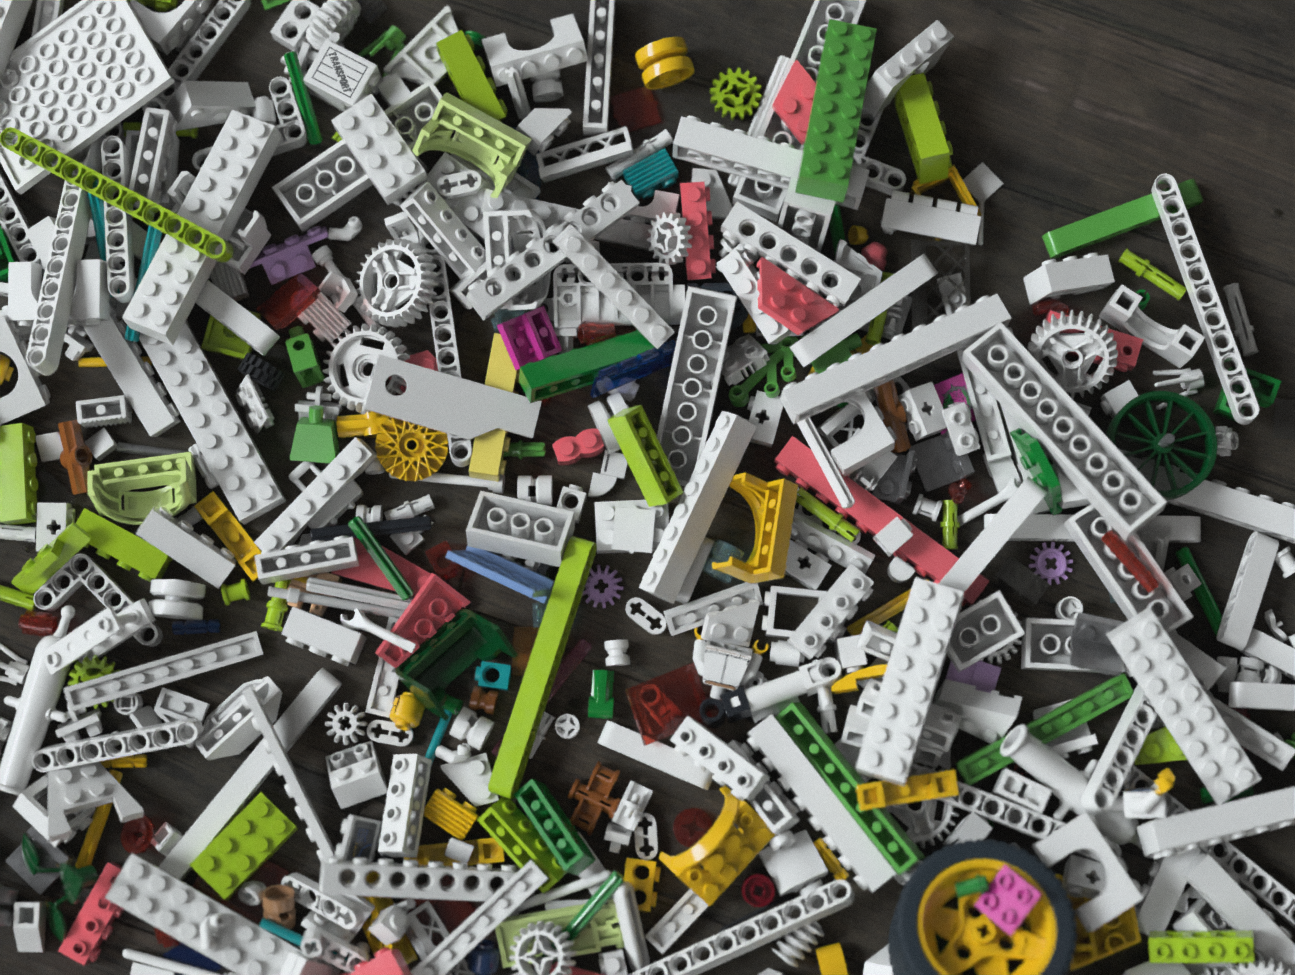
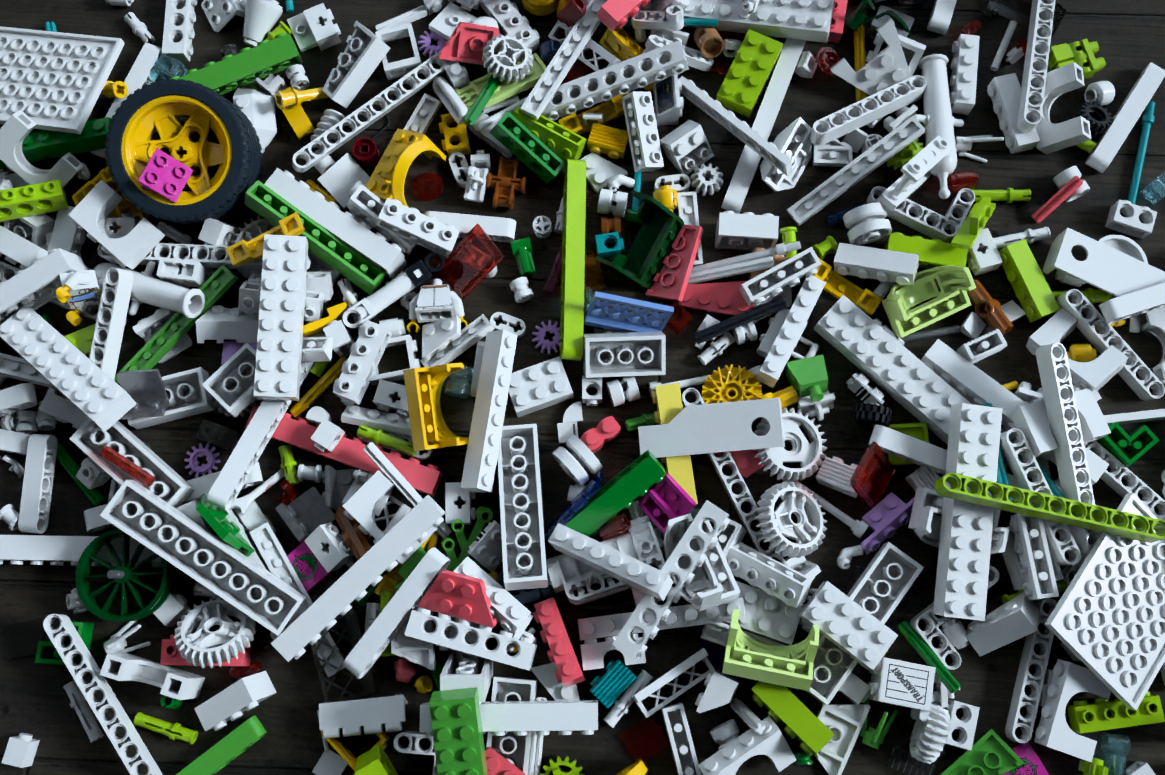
camera: 165 degrees right, 5 degrees down
(304, 357) = (843, 438): bright green torso -> none
(339, 289) = (834, 501): white bracket -> none
(361, 622) = (720, 247): white piece -> none
(381, 558) = (724, 299): green axle -> none
(392, 922) = (623, 48): white brick -> none
(458, 179) = (766, 613): white beam -> none
(633, 530) = (535, 378): white piece -> none
(645, 456) = (542, 433): lime brick -> none
(669, 238) = (578, 626): white gear -> none
(960, 428) = (294, 540): white bracket -> none
(972, 886) = (196, 180): green pin -> none
(1071, 606) = (176, 423): white wheel -> none

